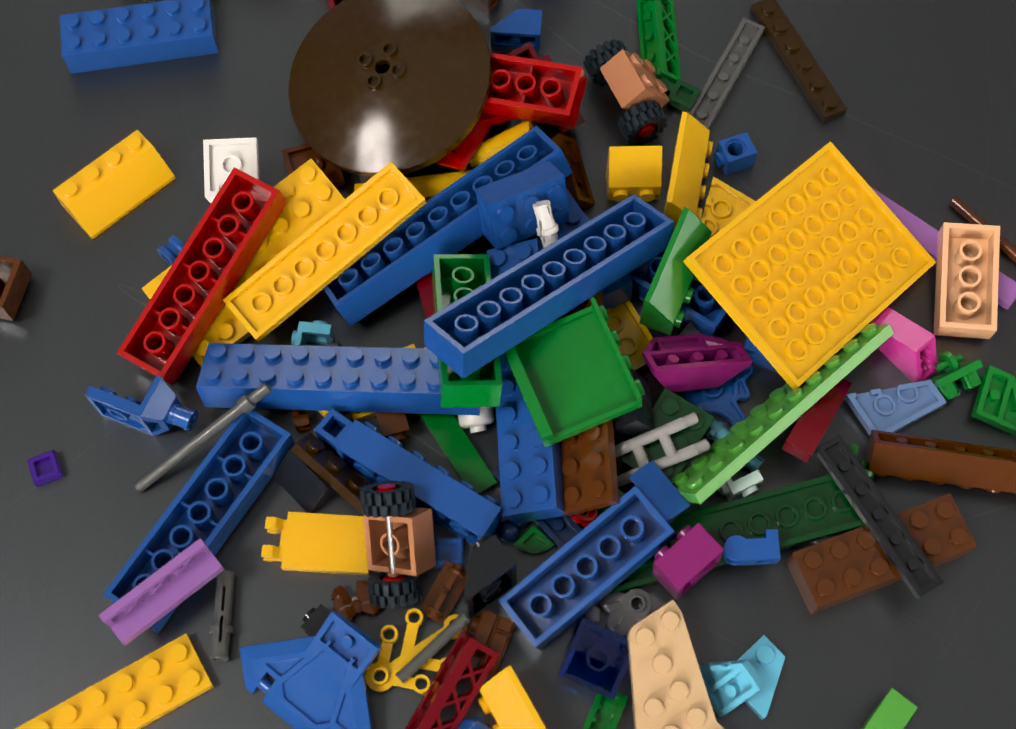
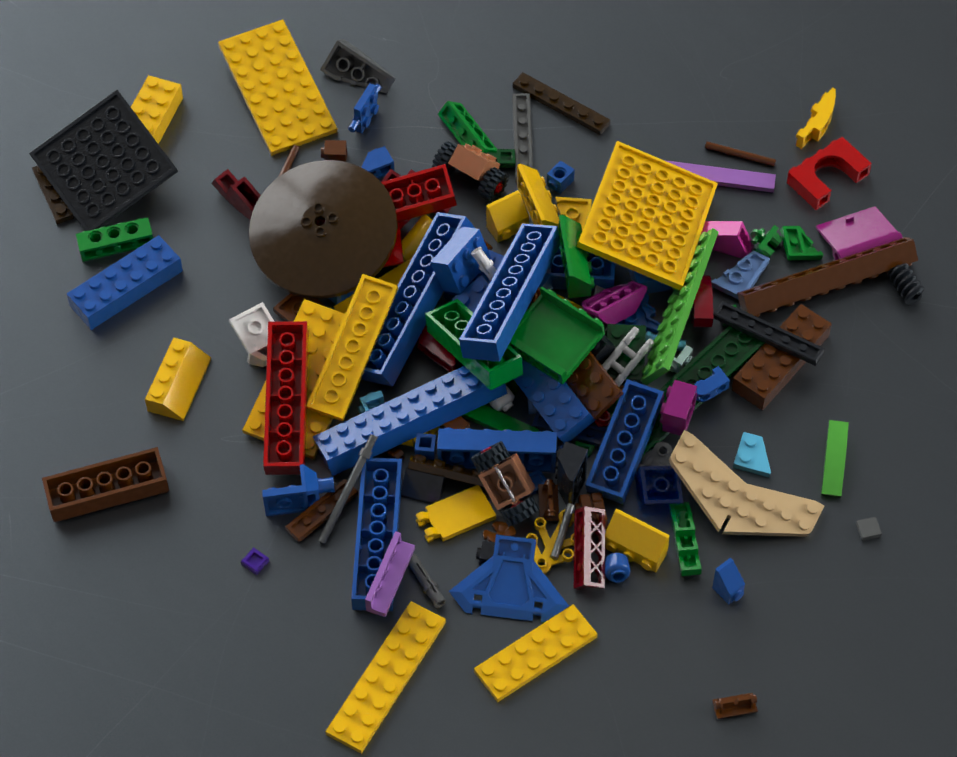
camera: 30 degrees left, 10 degrees down
(153, 447) = (317, 513): none -> reddish brown plate
(171, 250) = (246, 399): blue wheel -> none
(659, 491) = (640, 376): blue slope -> none
(730, 684) = (743, 461): medium azure wing -> none
(967, 280) = (741, 184): light nougat brick -> none

